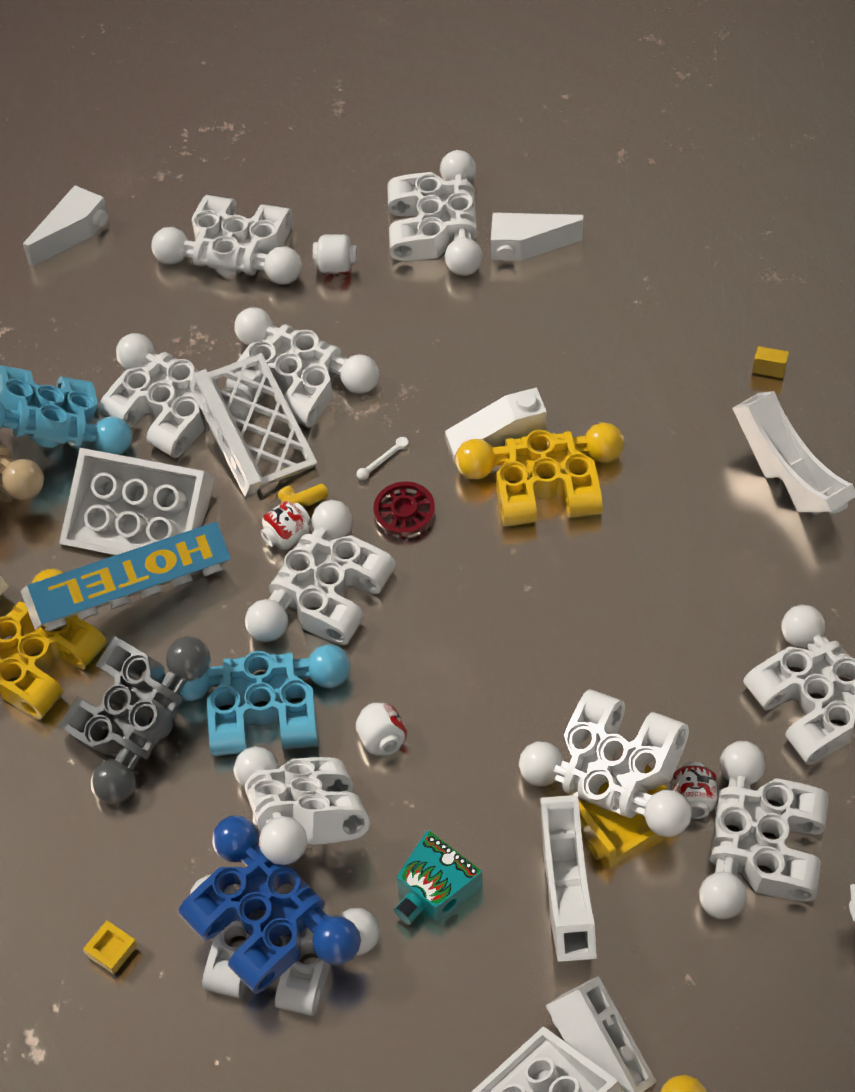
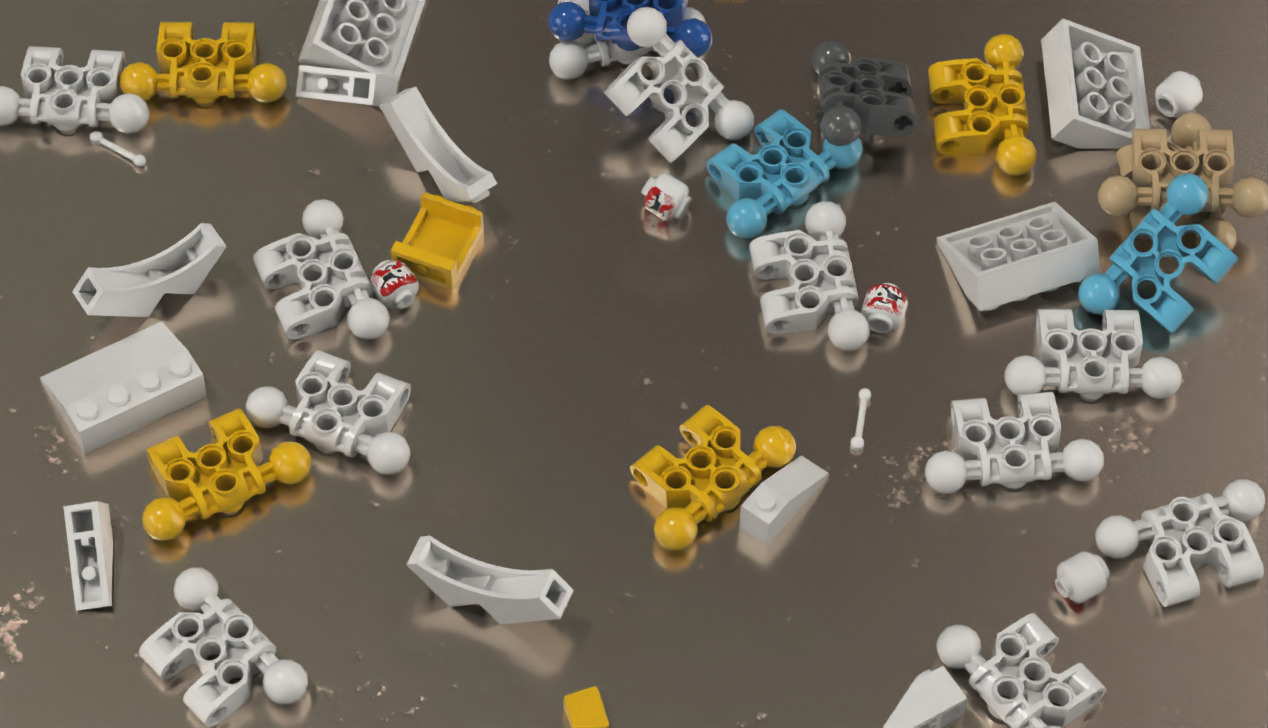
camera: 140 degrees right, 0 degrees up
(125, 575) = (957, 175): dark azure brick -> none
(226, 426) = (1001, 335): white fence -> none
(306, 497) = (895, 338): yellow arm -> none
(404, 509) = (802, 383): dark red wheel -> none
(435, 880) = (539, 123): torso -> none
(600, 718) = (460, 241): white connector -> none

